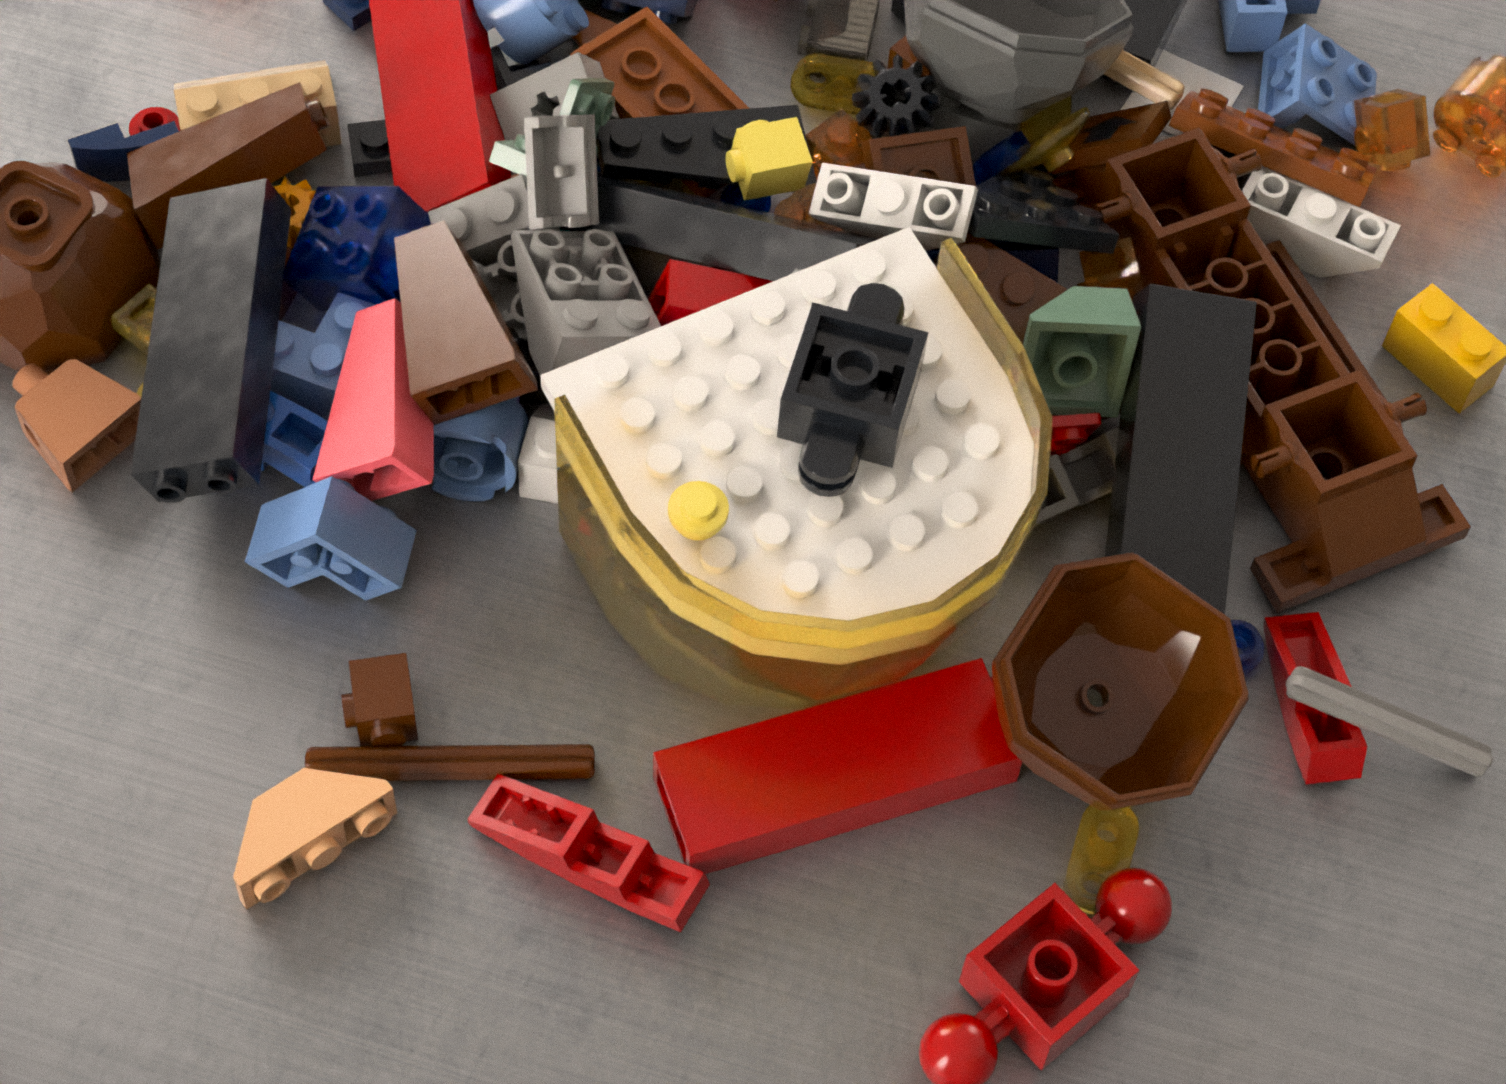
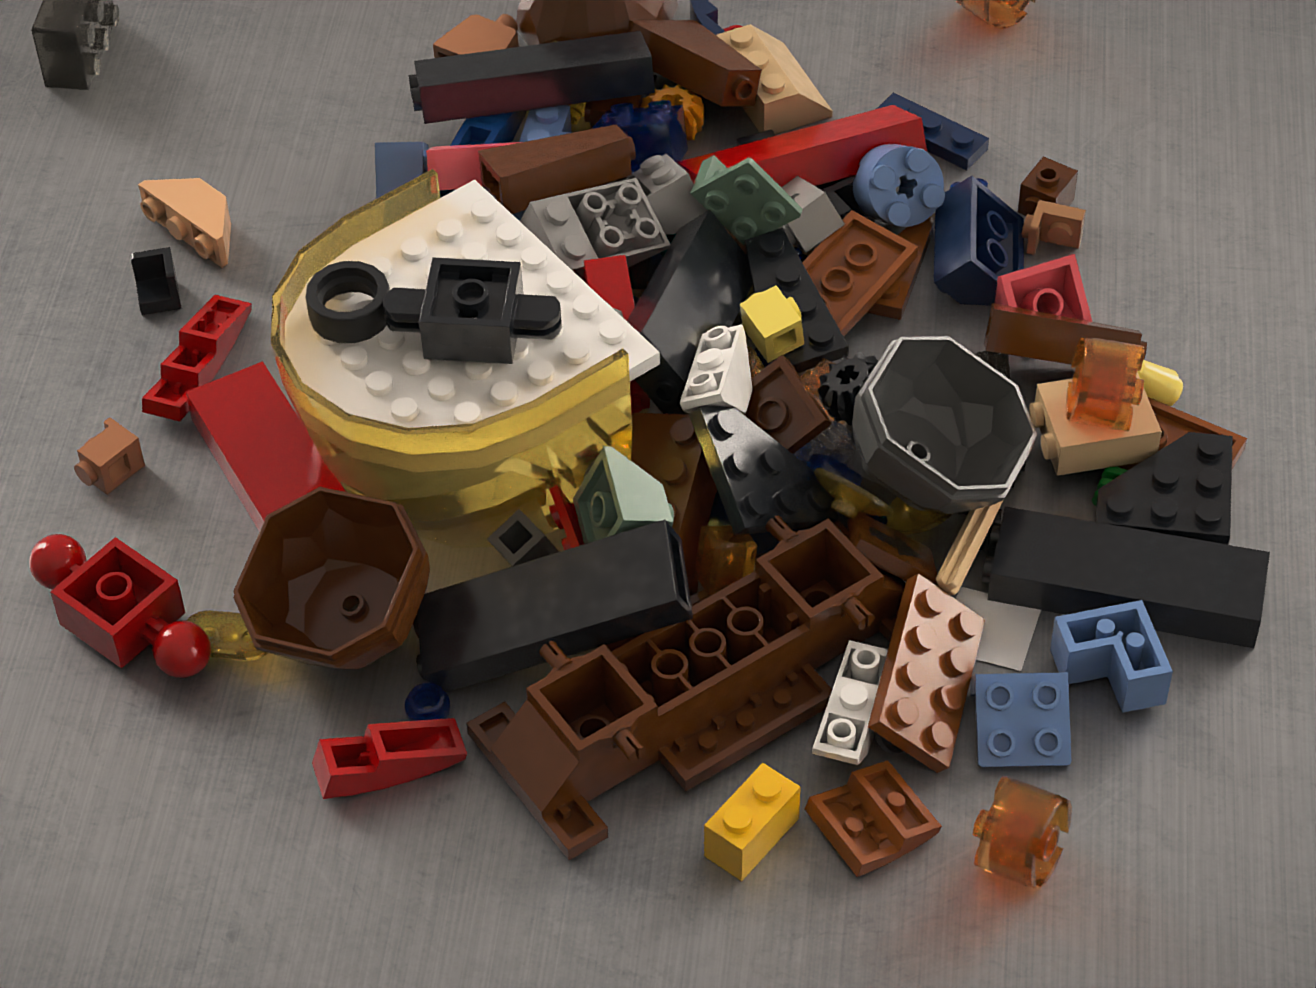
camera: 85 degrees right, 10 degrees down
(381, 701) = (288, 231): reddish brown brick -> none
(433, 888) = (156, 281): none -> black panel
(456, 761) = (256, 277): reddish brown axle -> none
(561, 171) = (684, 182): light grey hinge -> none
(698, 510) = (366, 253): light yellow plate -> none
(764, 978) = (109, 457): none -> nougat brick
(790, 494) = (341, 279): none -> black tyre
(1388, 721) = (358, 794): light grey axle -> none
(1392, 128) = (981, 759): clear orange brick -> none
(1439, 248) = (872, 818): none -> dark orange slope

